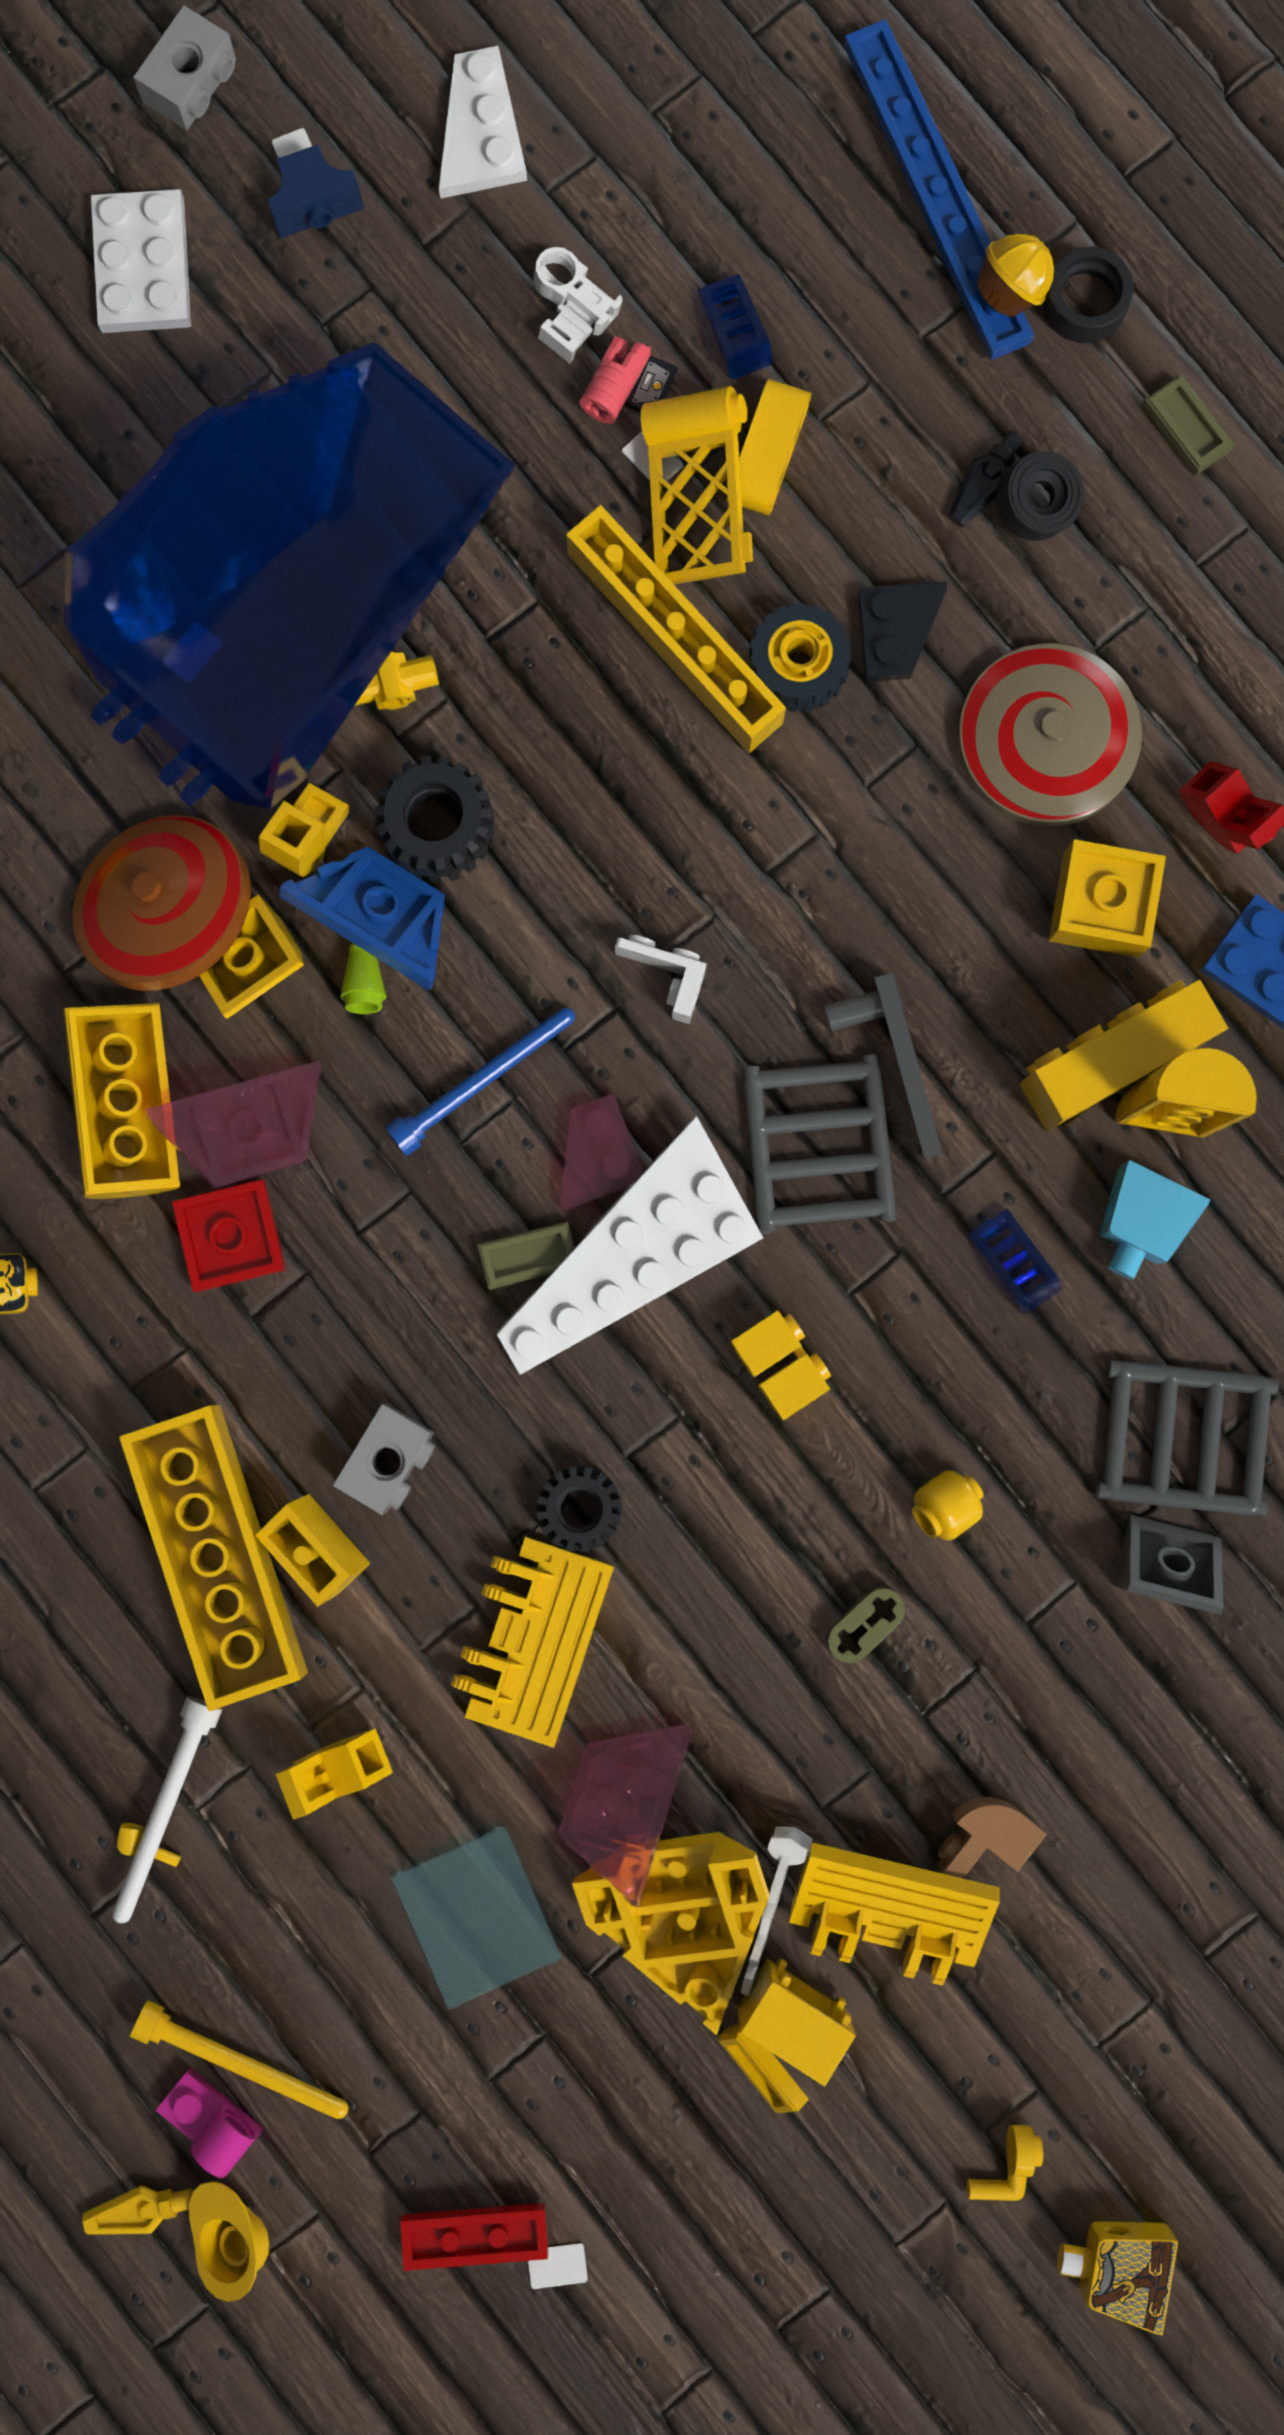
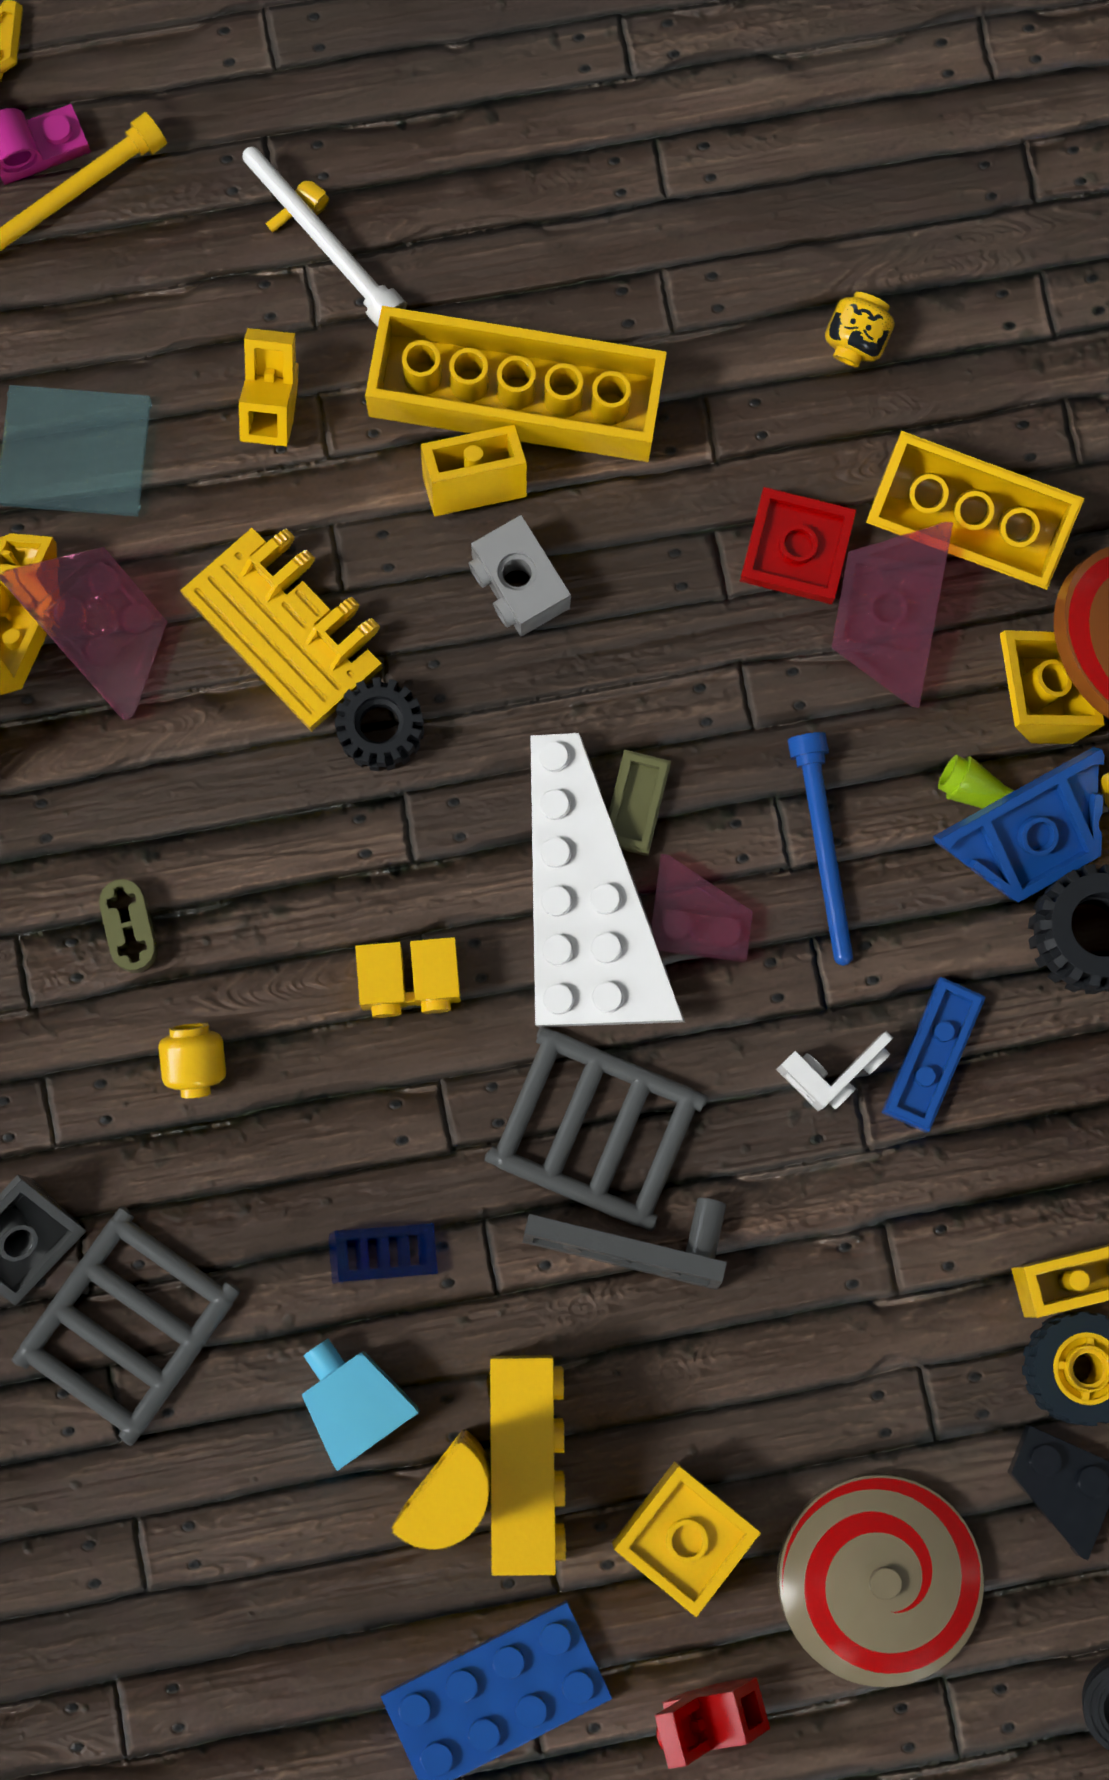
camera: 115 degrees right, 5 degrees down
(608, 901) = (933, 1055): none -> blue tile

